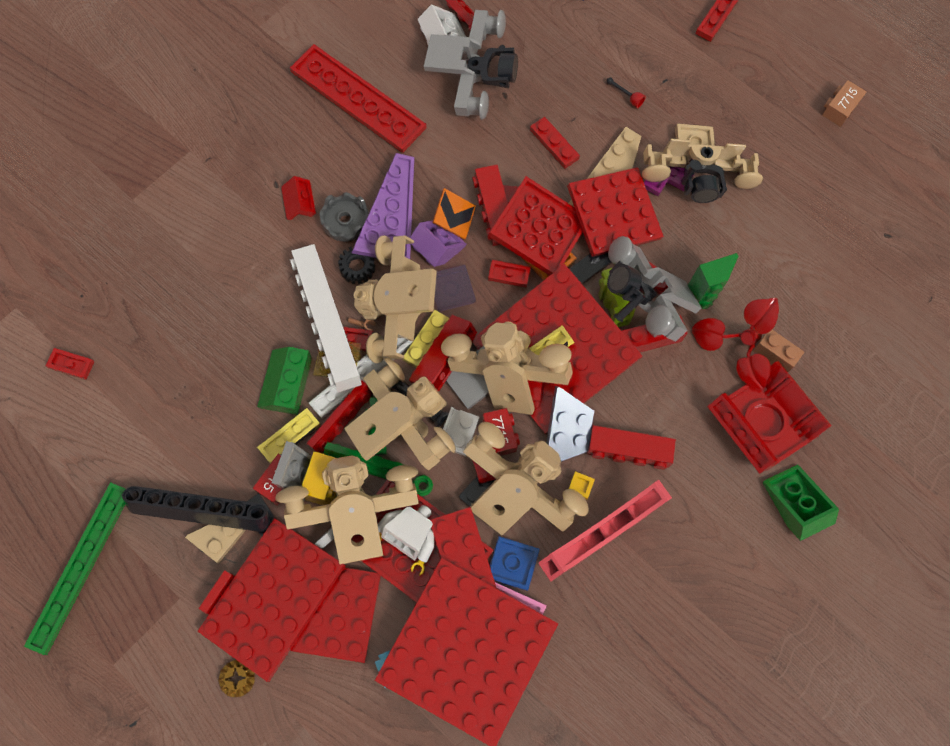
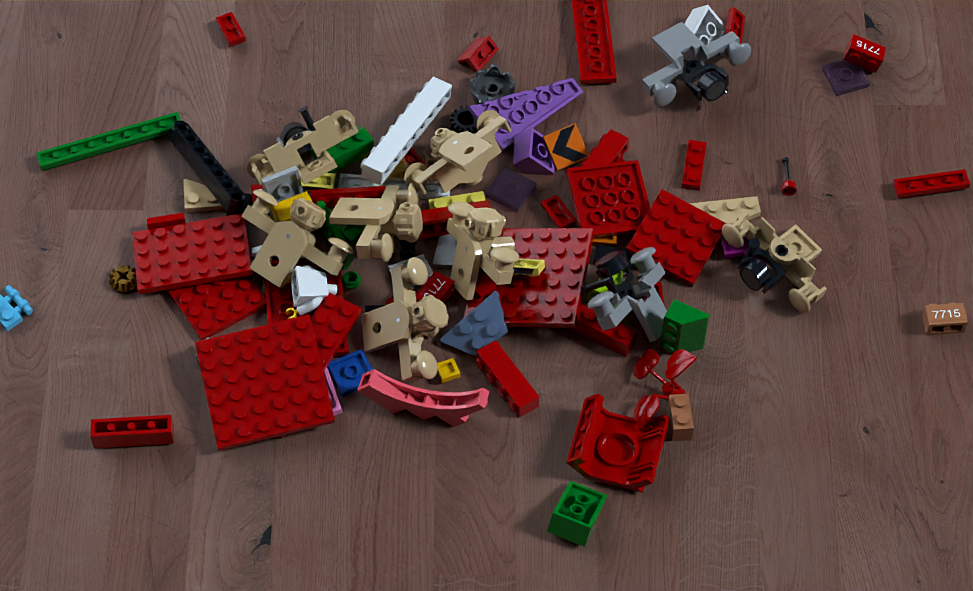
camera: 50 degrees right, 15 degrees down
(255, 411) = (297, 140): none -> tan piece

